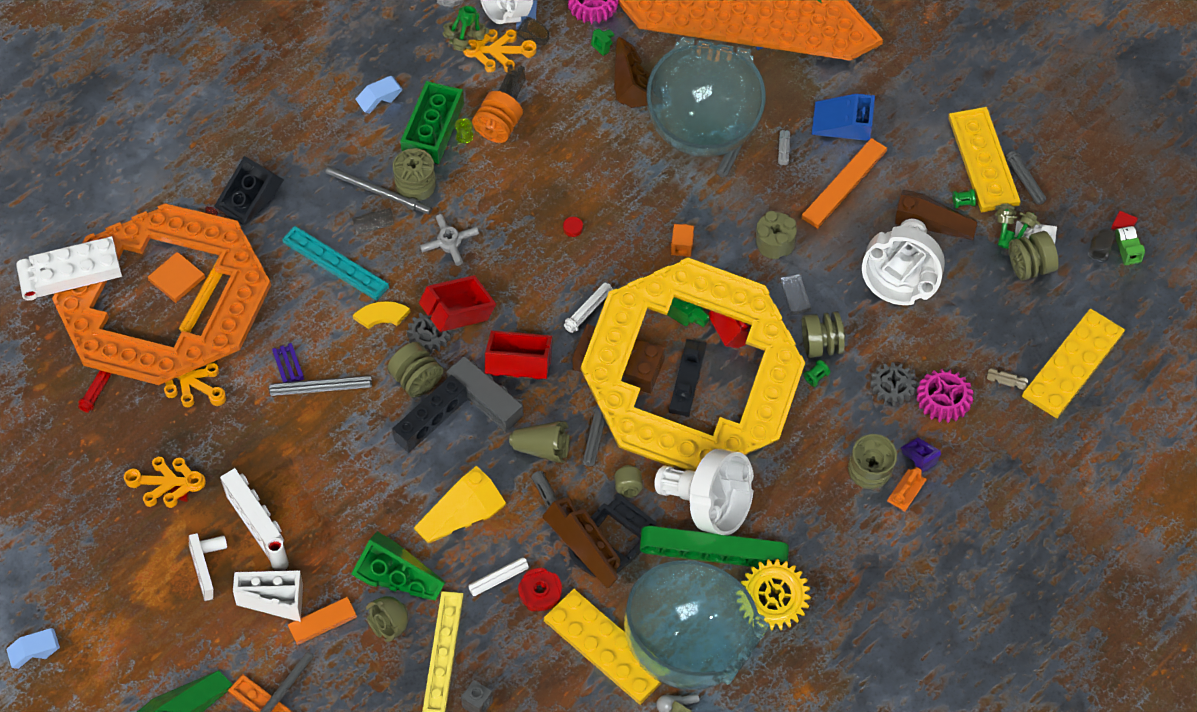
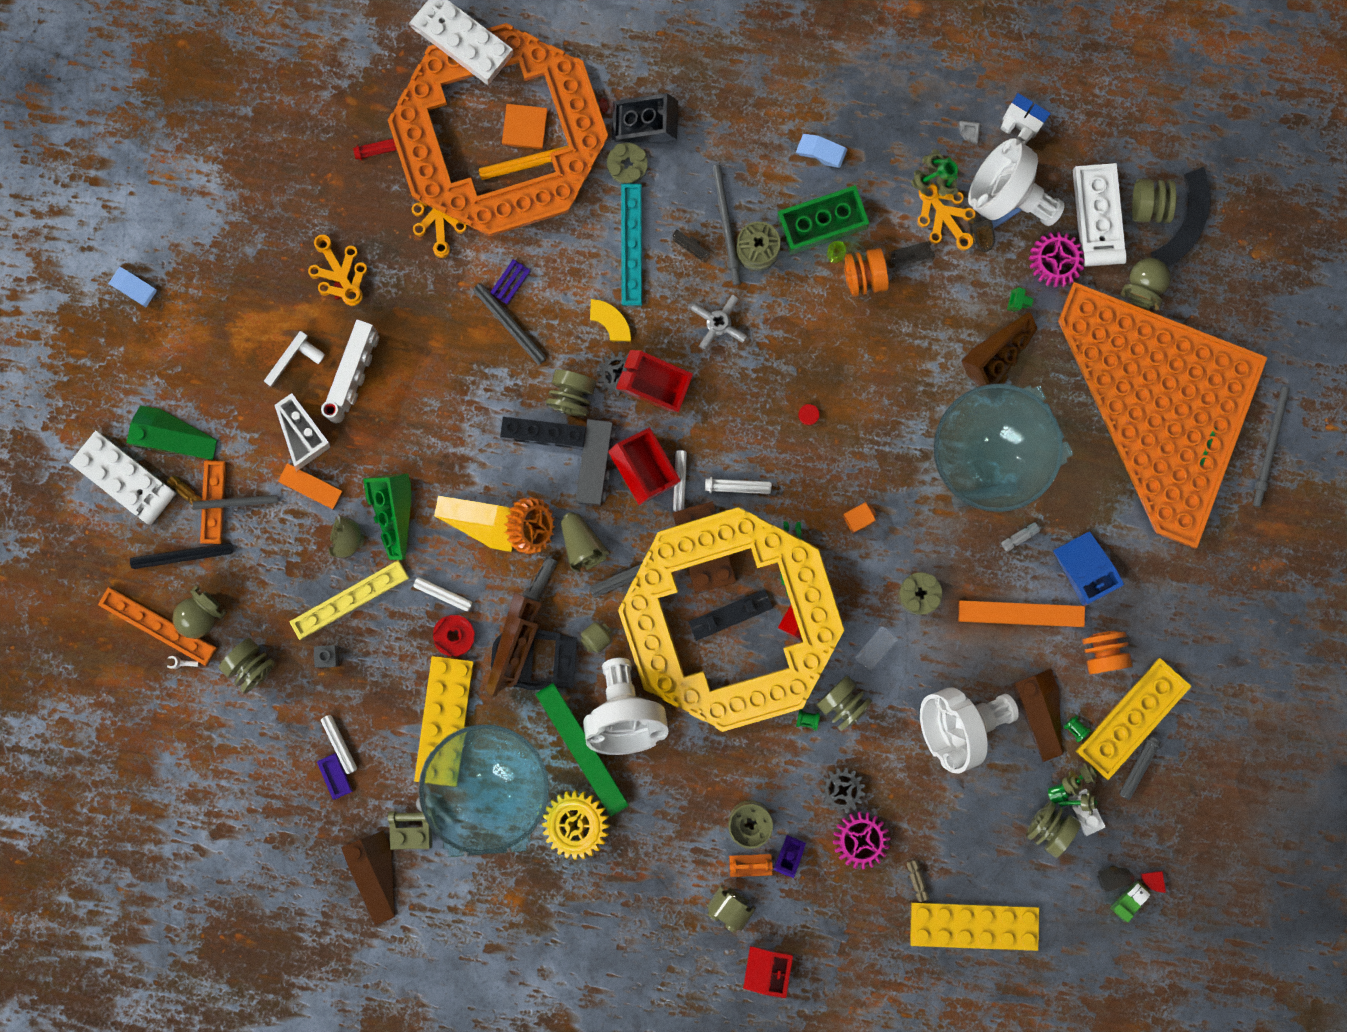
camera: 55 degrees right, 25 degrees up
(270, 216) = (621, 153): none -> olive plate
(497, 465) = (530, 525): none -> orange gear
(557, 349) = (679, 489): none -> white axle
(915, 138) = (1107, 652): none -> orange wheel
(932, 520) = (730, 908): none -> olive brick
(1007, 527) = (768, 971): none -> red slope

